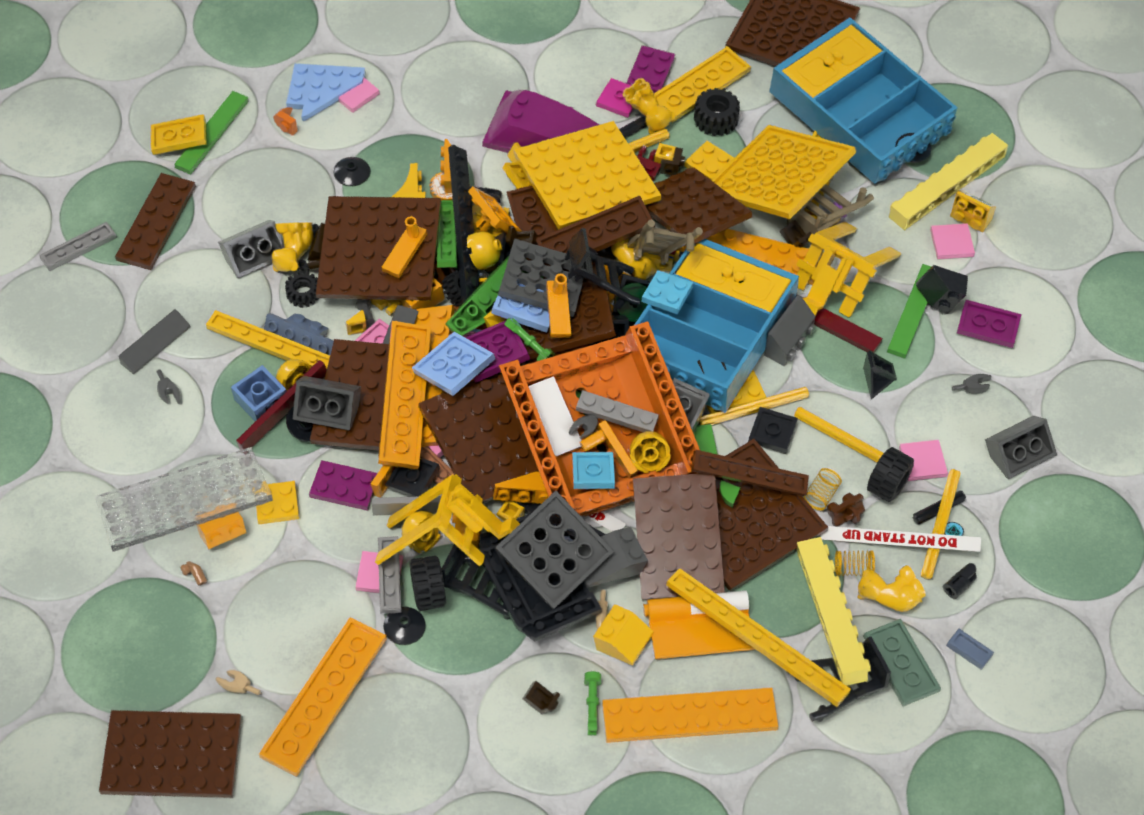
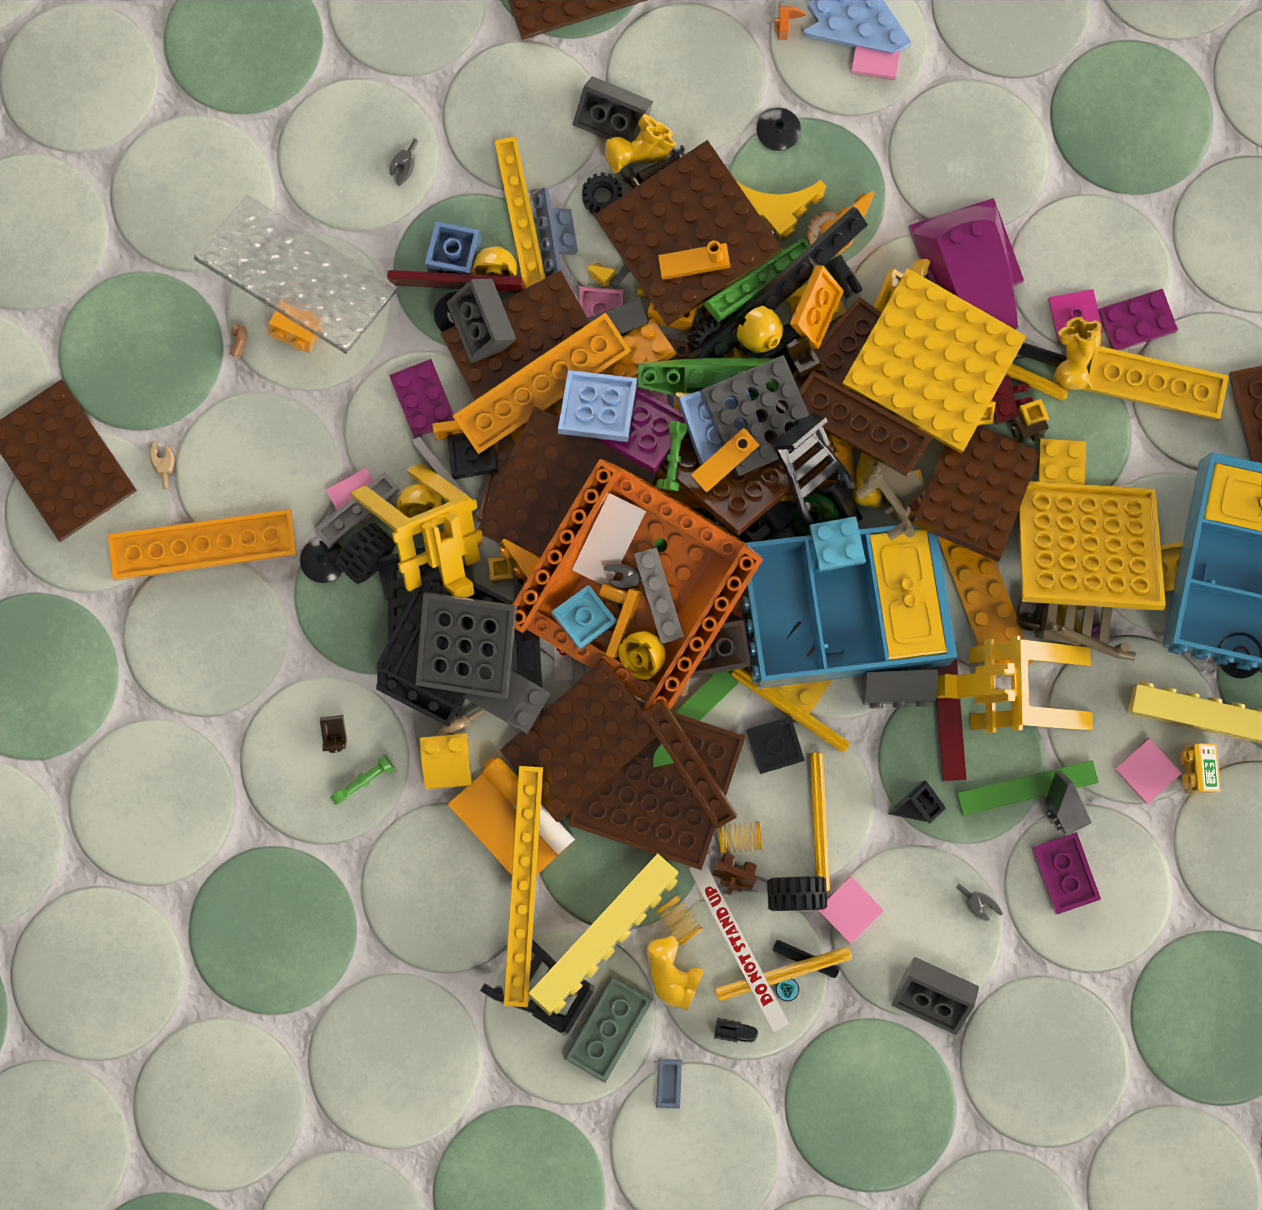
camera: 55 degrees right, 25 degrees up
(153, 341) = (443, 110): dark grey slope -> none
(284, 504) = (364, 357): yellow plate -> none
(689, 715) = (415, 874): light orange plate -> none
(718, 101) = (1141, 414): black tyre -> none

